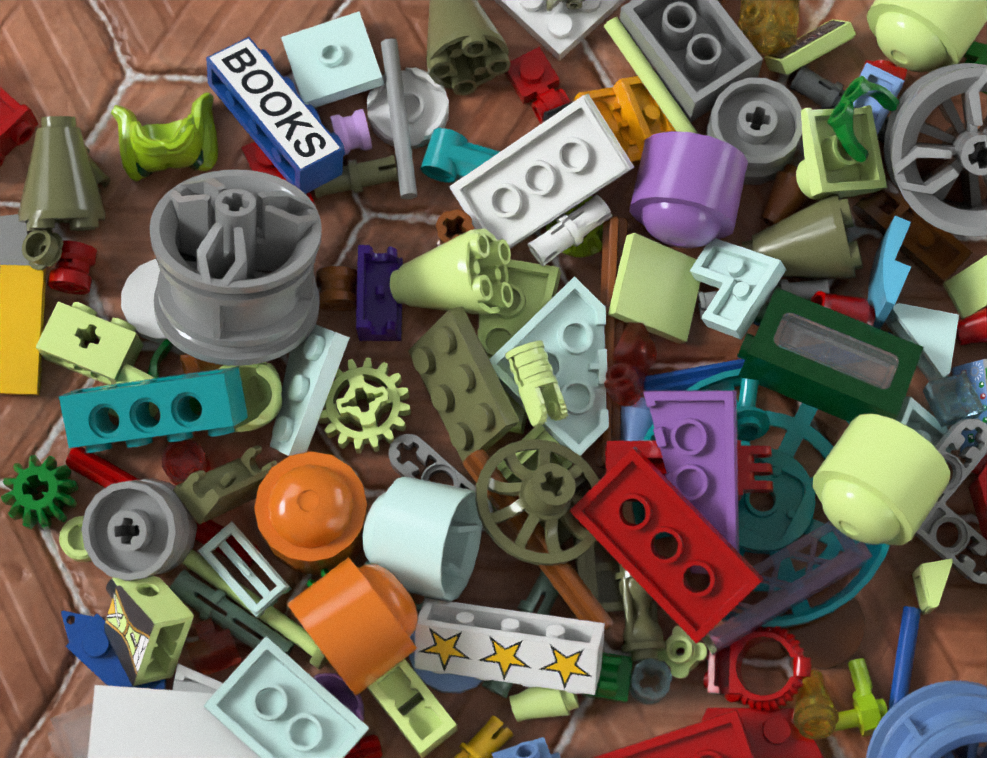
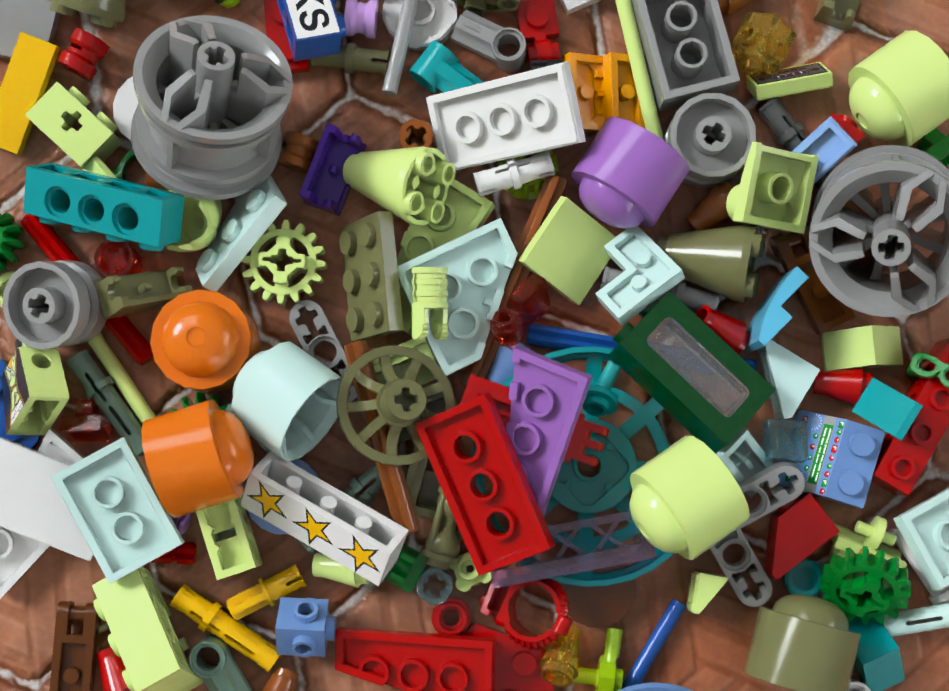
camera: 20 degrees right, 10 degrees up
(42, 248) = (58, 30): olive plate -> none
(269, 598) = (147, 361): light aqua tile -> none
(489, 108) = (487, 40): none -> light grey piece
(683, 698) = (451, 604): none -> red plate
(842, 116) = (786, 160): green cap -> none

